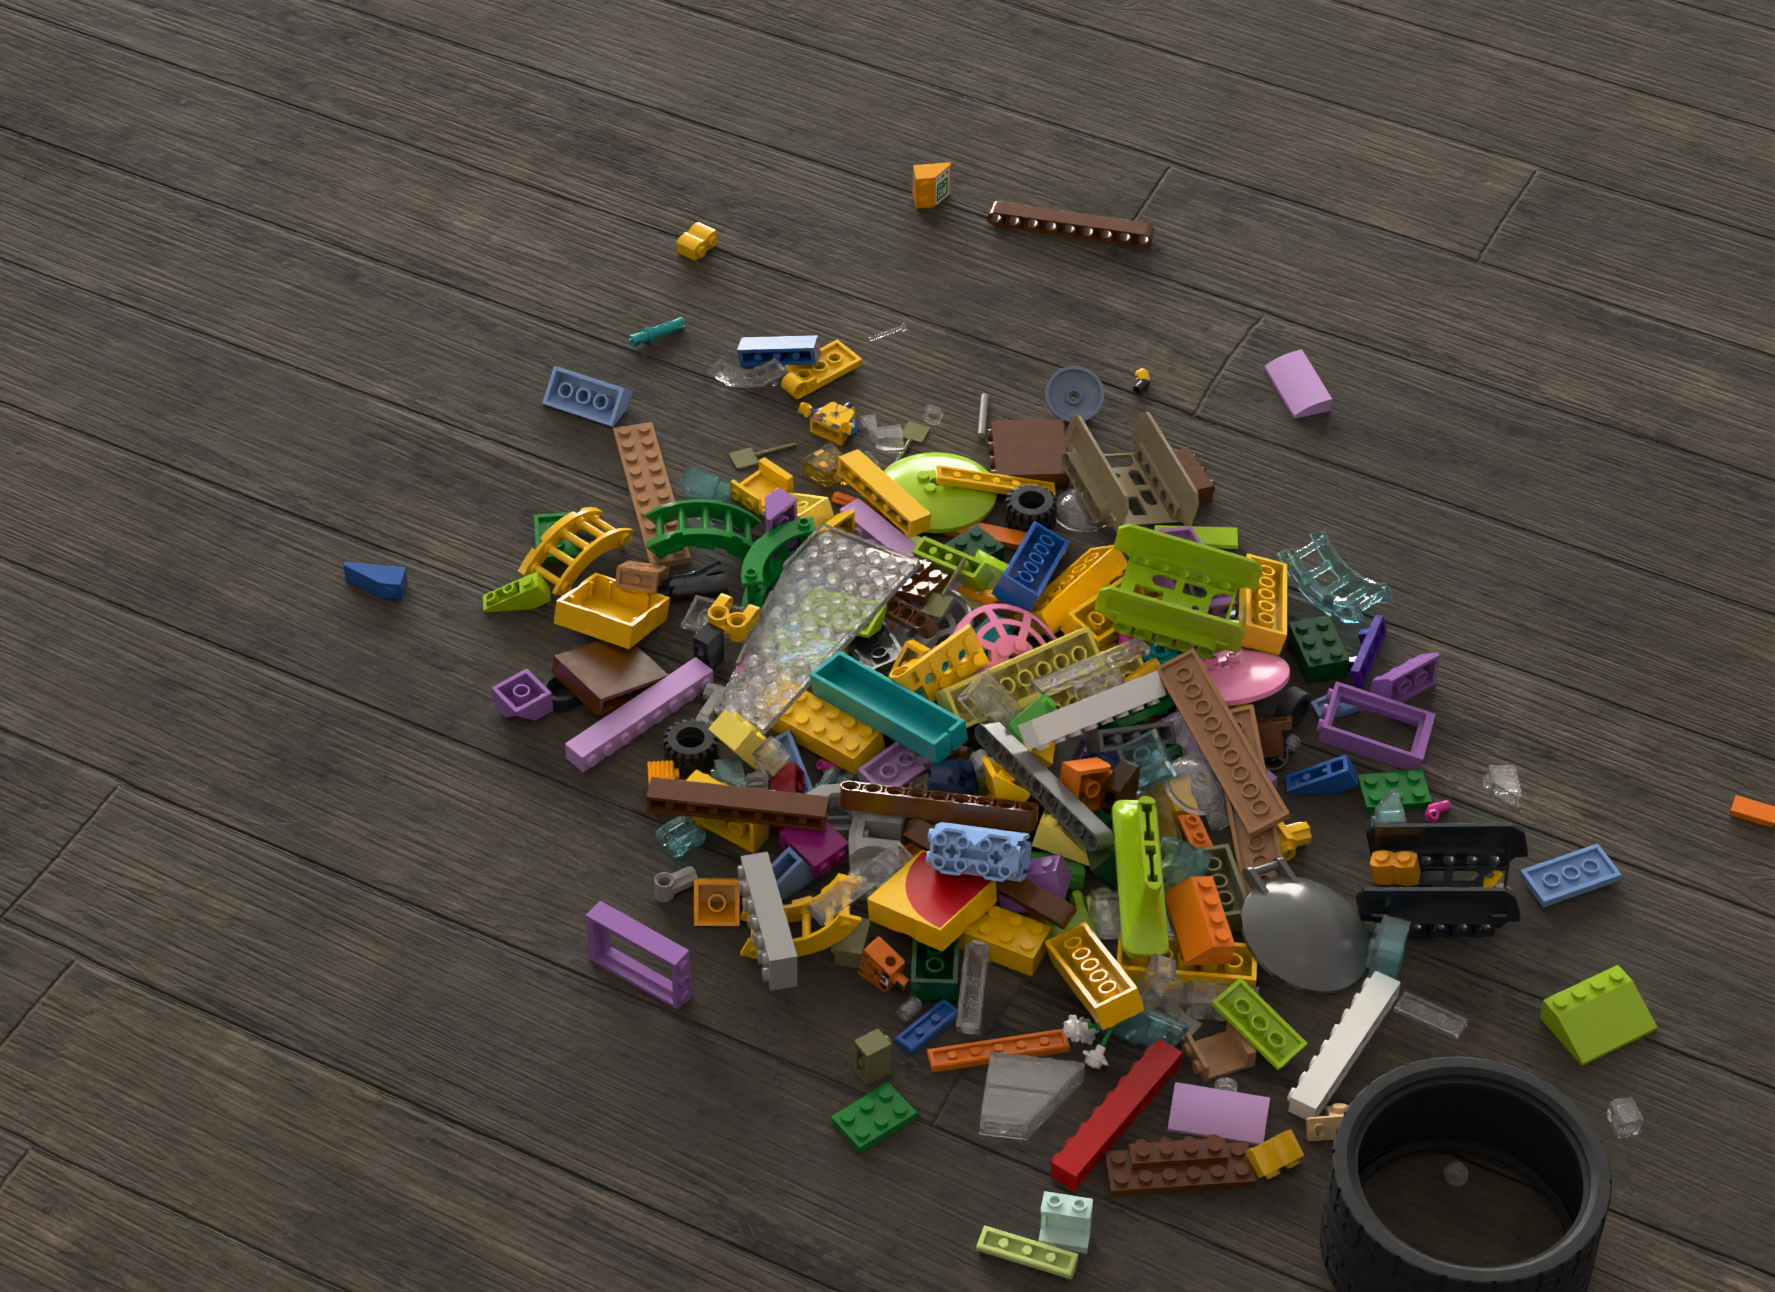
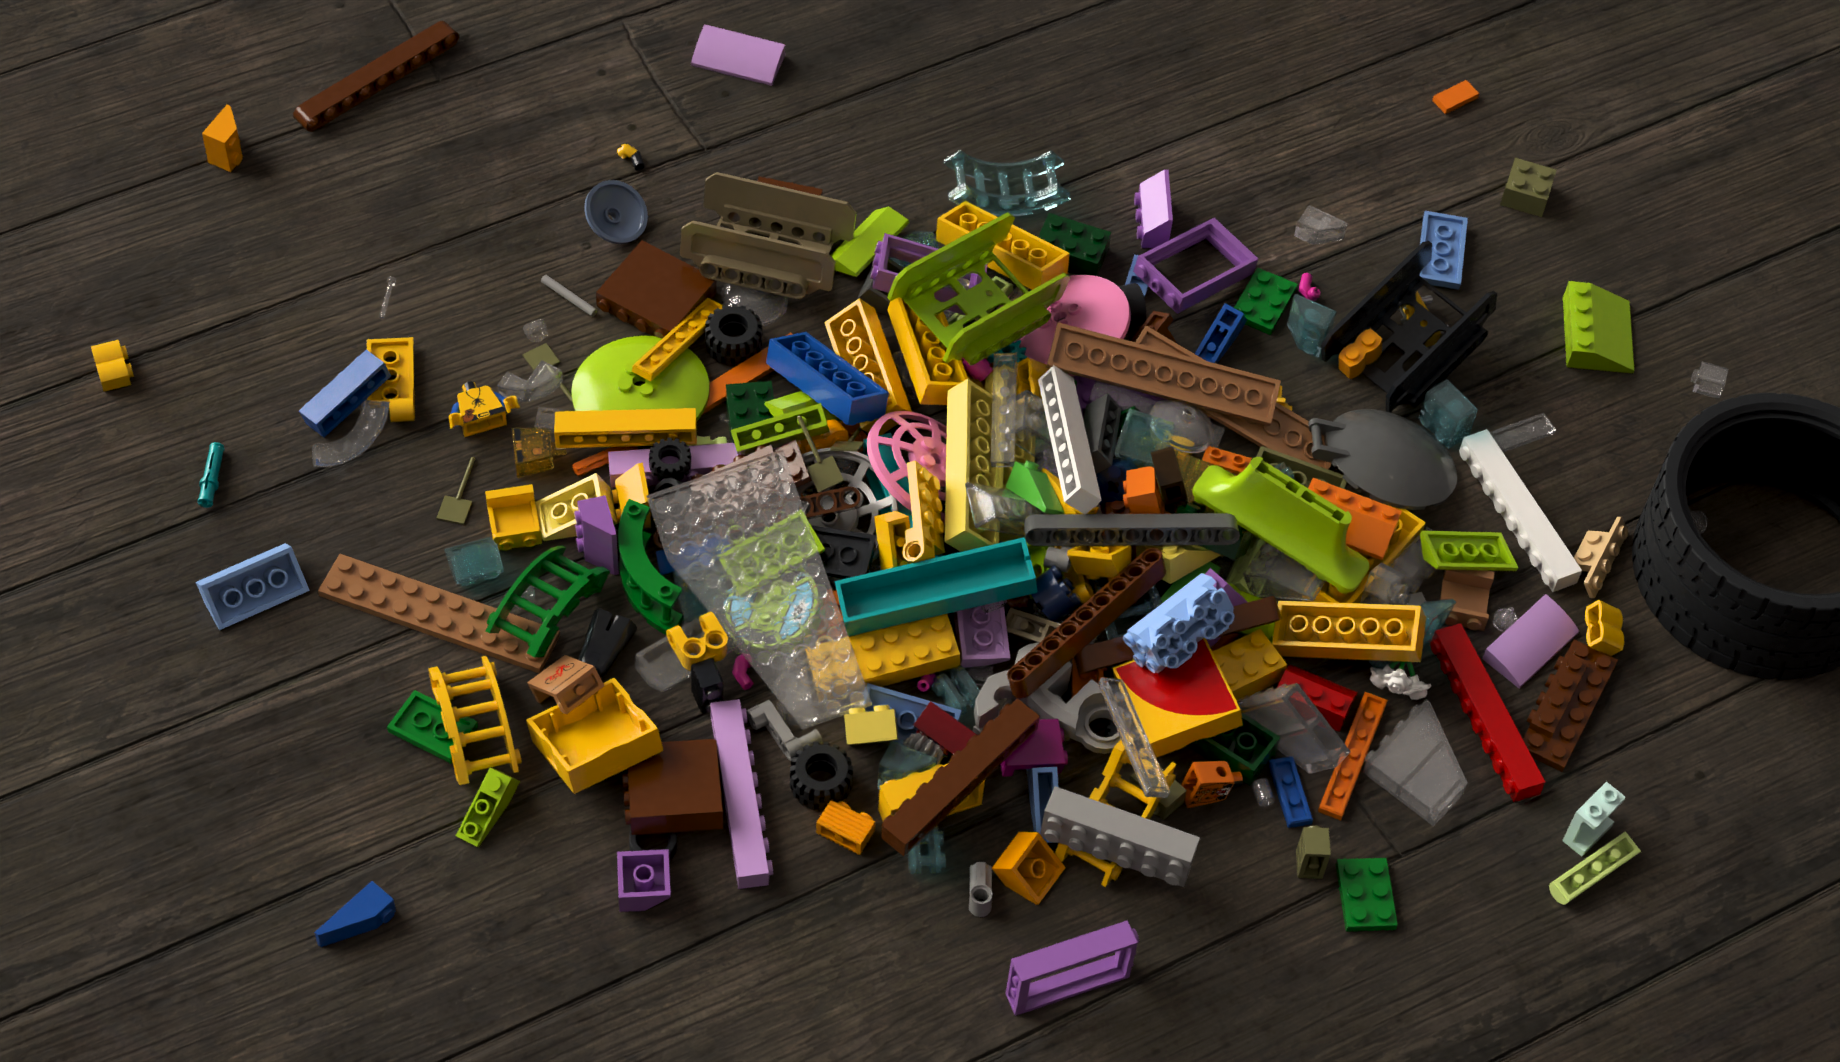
camera: 60 degrees left, 10 degrees up
(771, 756) = (910, 715): clear brick -> none
(881, 520) = (665, 449): none -> black tyre
(1030, 997) = (1328, 697): none -> red slope
(1371, 642) = (1086, 201): dark purple hinge -> none
(1702, 899) = (1528, 187): none -> olive brick

